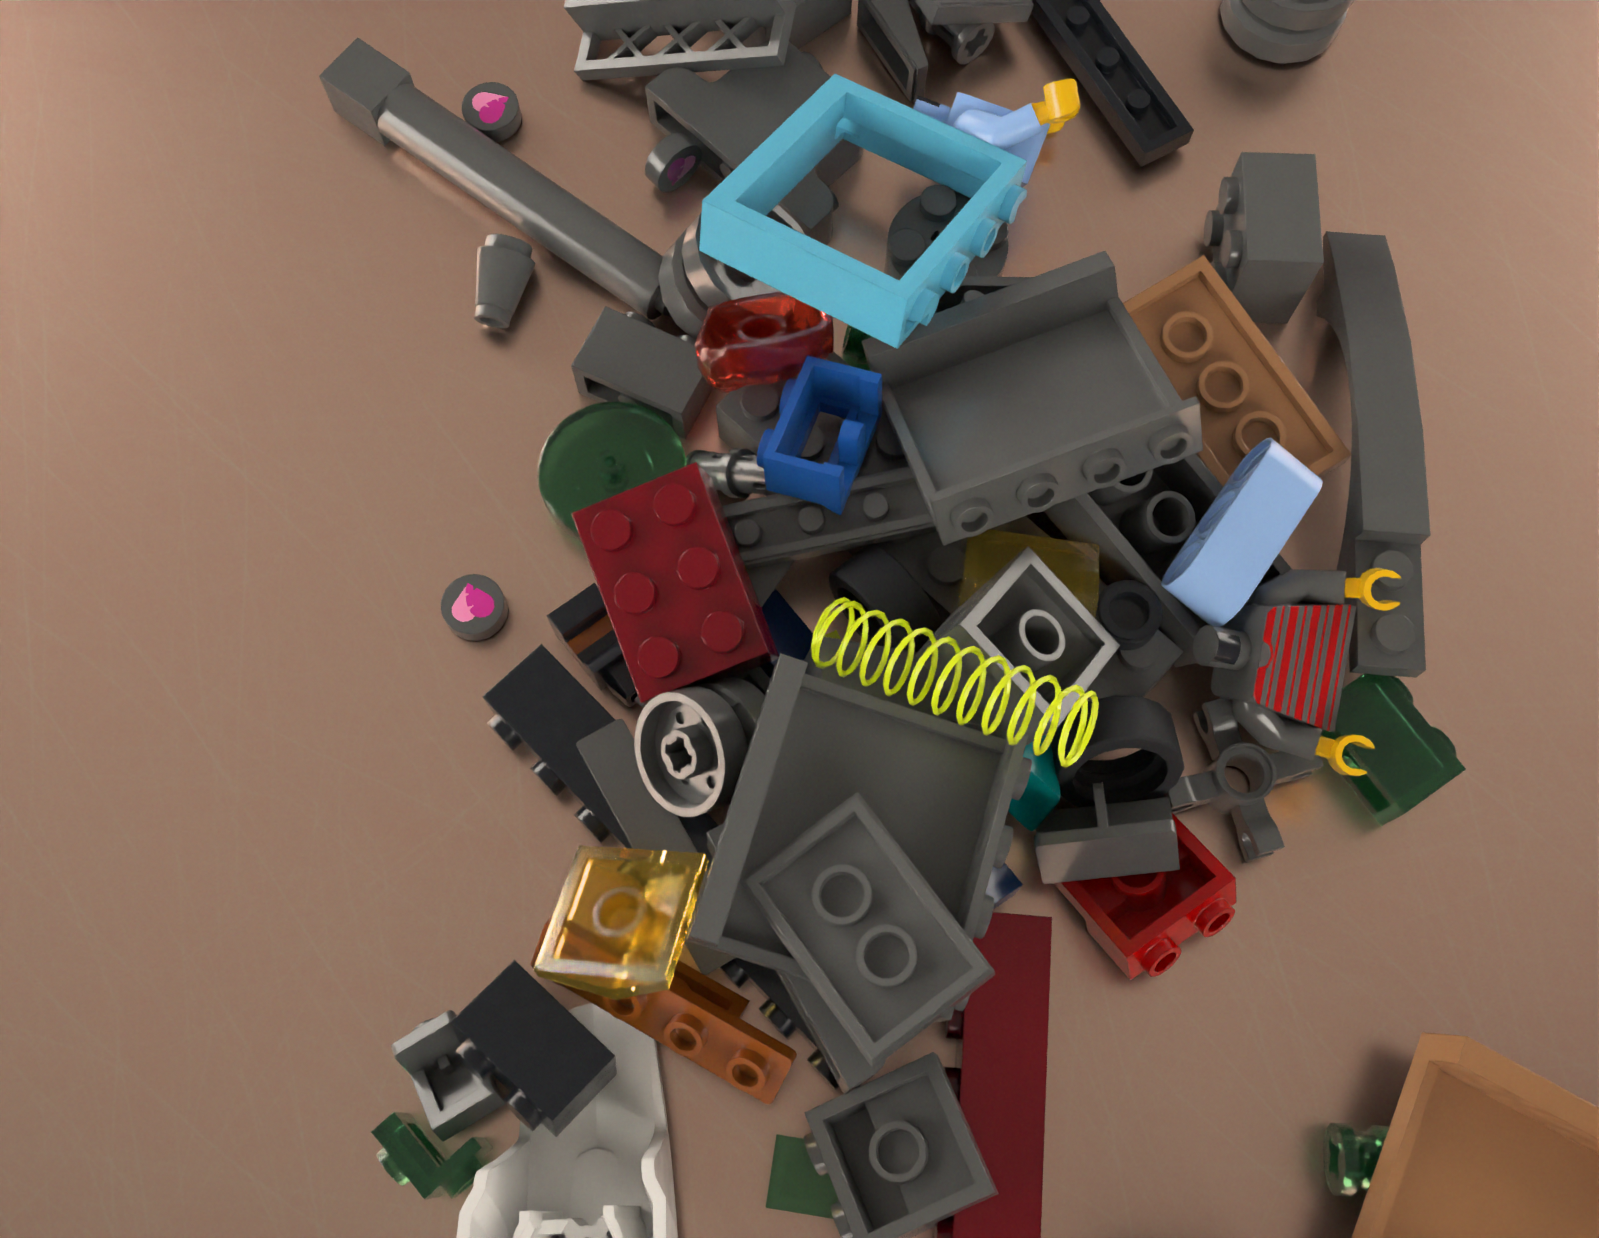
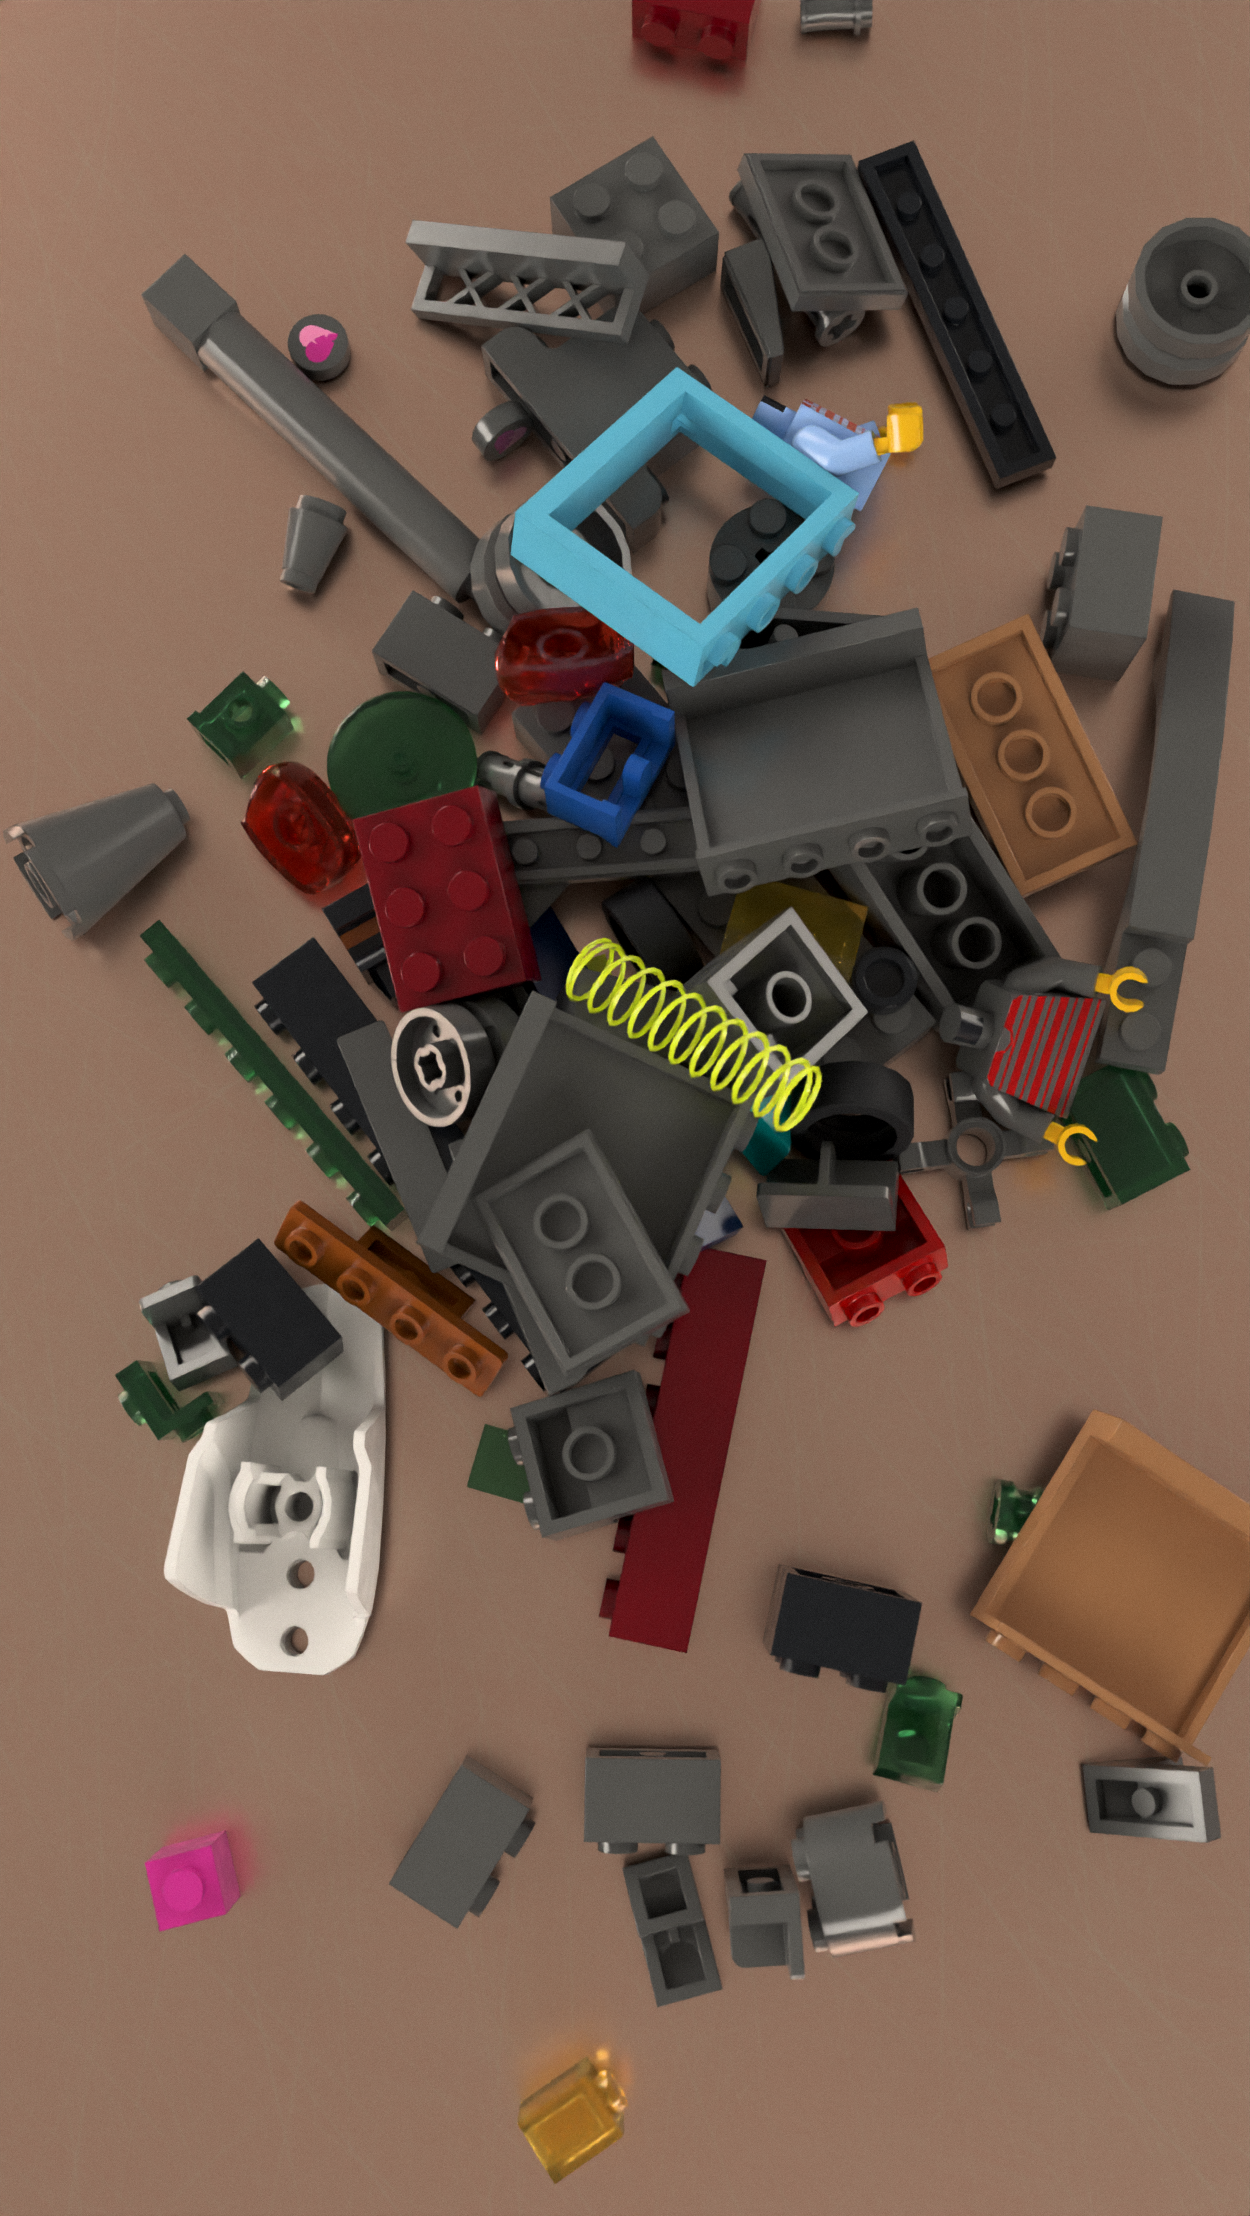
camera: 10 degrees right, 10 degrees up
(312, 588) = (97, 851): none -> dark grey cone
(455, 467) = (245, 742): none -> clear green brick
(474, 607) = (252, 887): dark grey tile -> none
(486, 768) = (254, 1058): none -> clear green plate
(518, 542) = (301, 827): none -> clear red piece
(621, 920) = (360, 1214): clear yellow slope -> none
(1242, 533) = (1007, 914): light blue beam -> none

